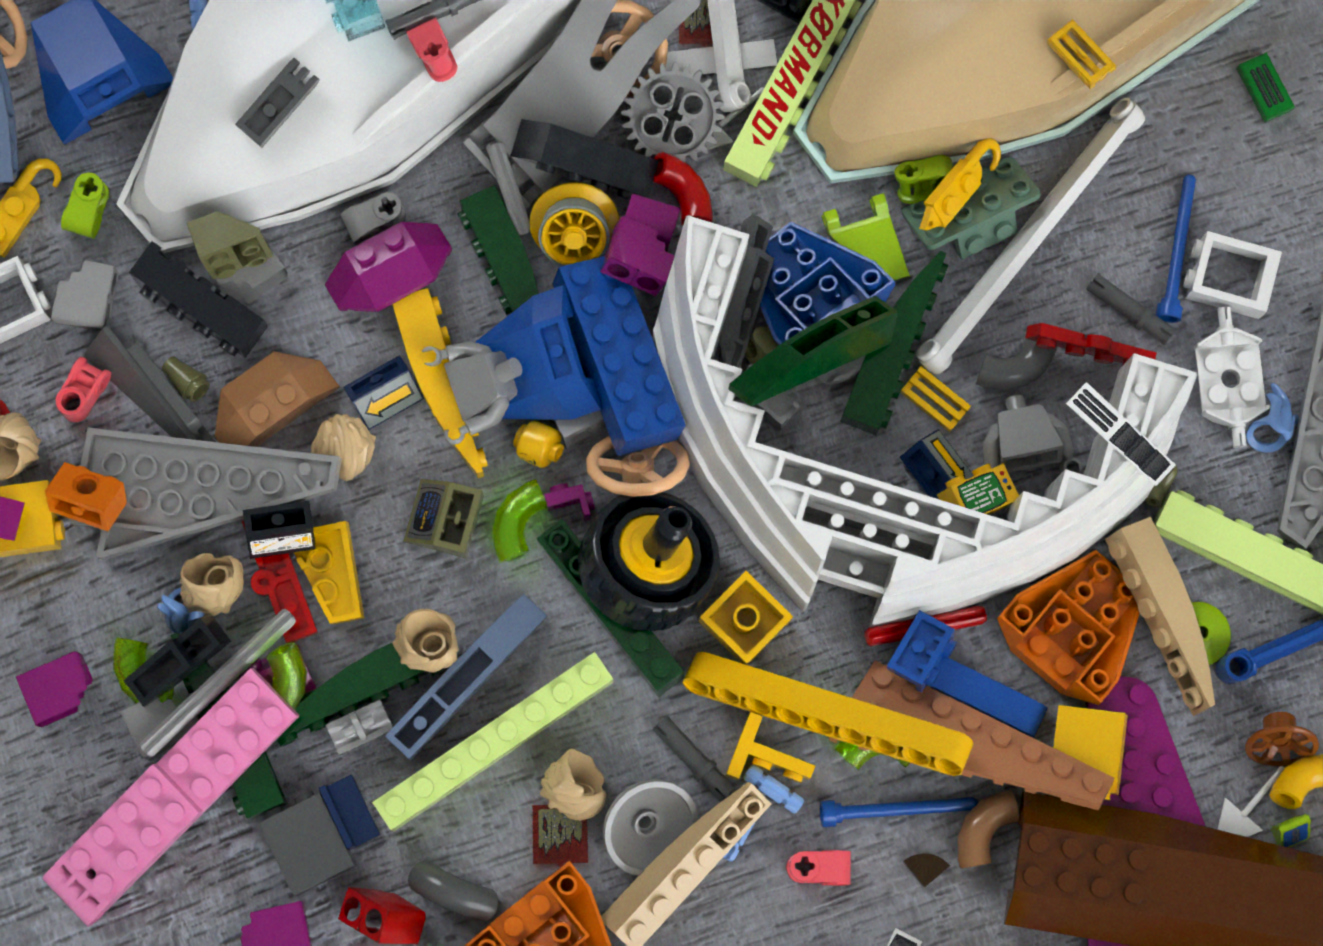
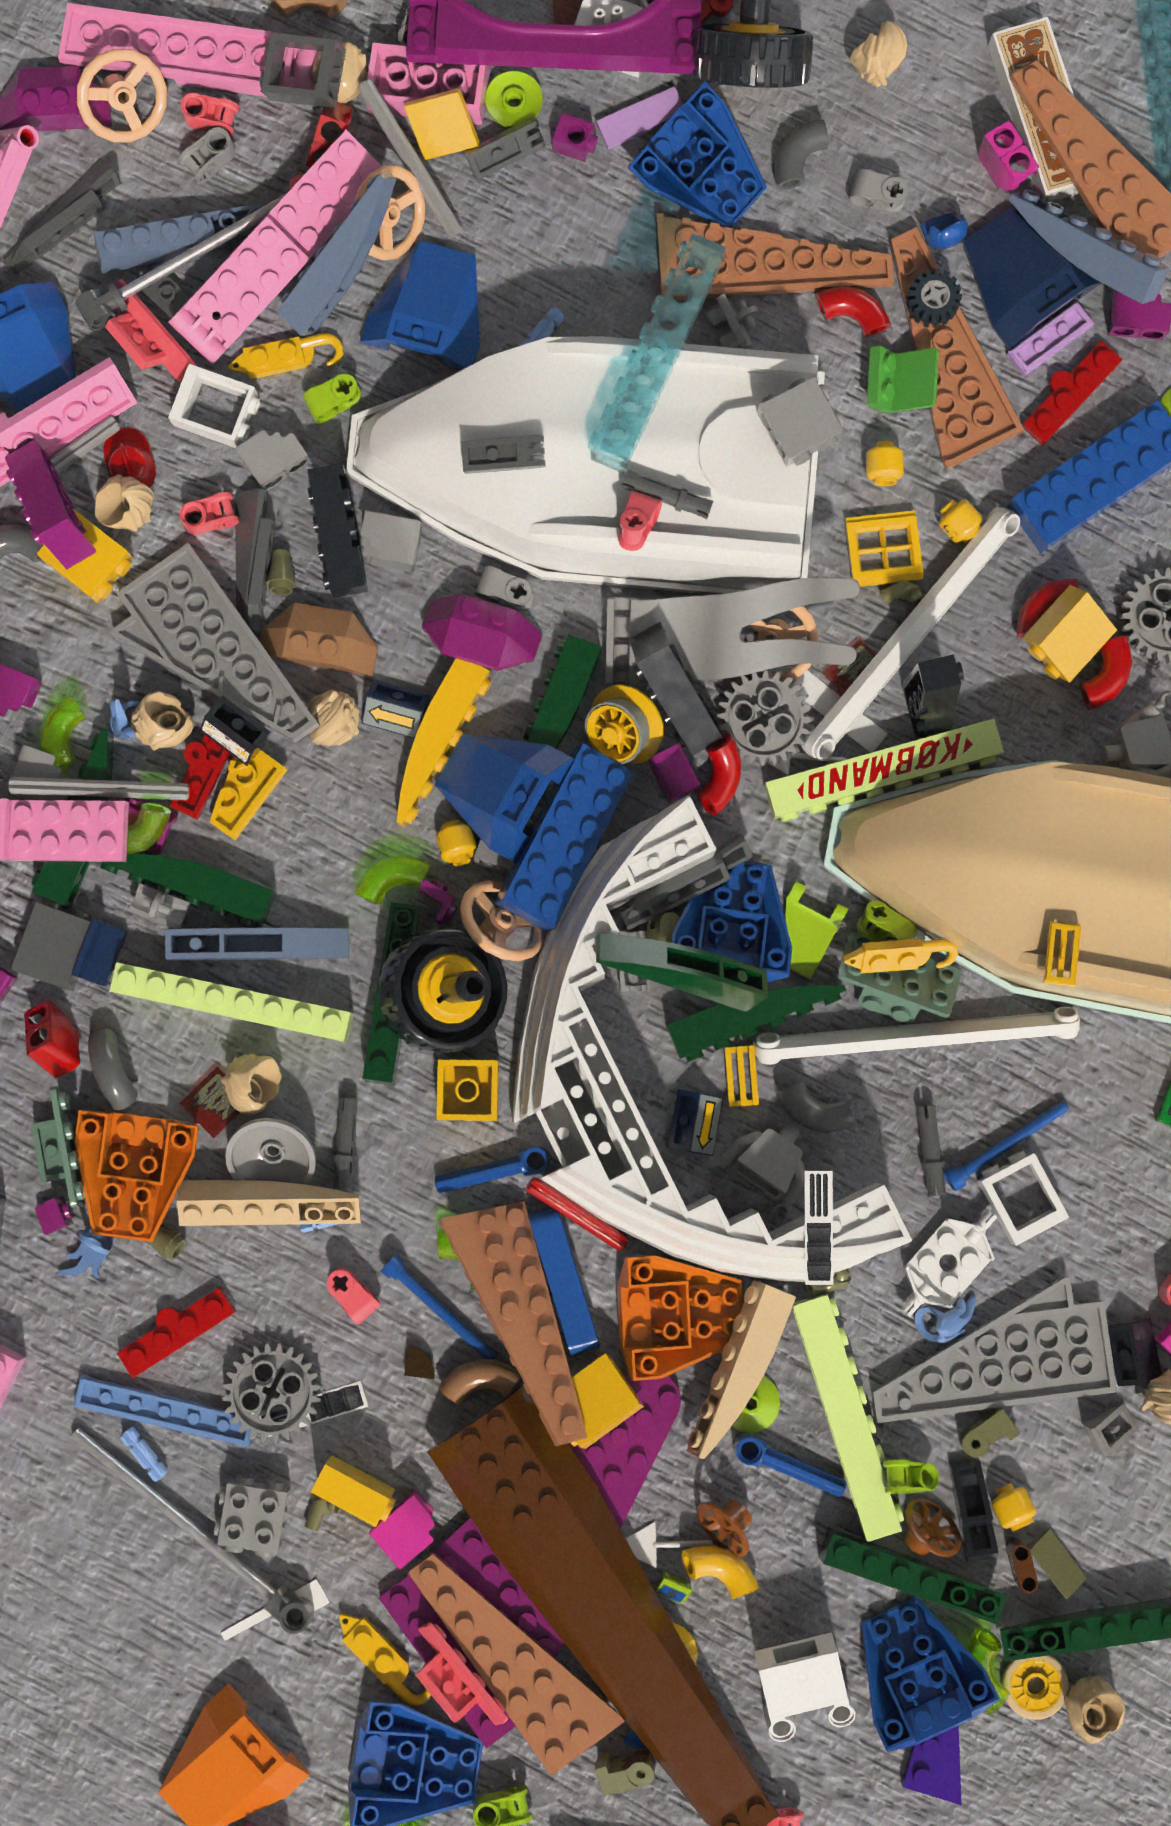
camera: 55 degrees right, 5 degrees up
(86, 496) = (139, 602): orange brick -> none
(177, 660) = (88, 748): black slope -> none
(227, 244) = (384, 513): olive slope -> none
(426, 640) = (250, 896): tan hair -> none
(444, 517) = (348, 829): olive slope -> none
(480, 384) = (456, 766): light grey torso -> none
(509, 187) = (607, 657): light grey axle -> none
(637, 256) = (639, 787): magenta piece -> none
(764, 756) = (390, 1188): yellow bracket -> none
(774, 789) = (375, 1214): light blue axle -> none
(828, 713) = (453, 1206): yellow beam -> none
(836, 646) = (492, 1171): none -> blue axle
(922, 651) = (554, 1228): blue bracket -> none
(984, 492) = (697, 1168): brick -> none
(1075, 344) = (866, 1138): red hinge -> none

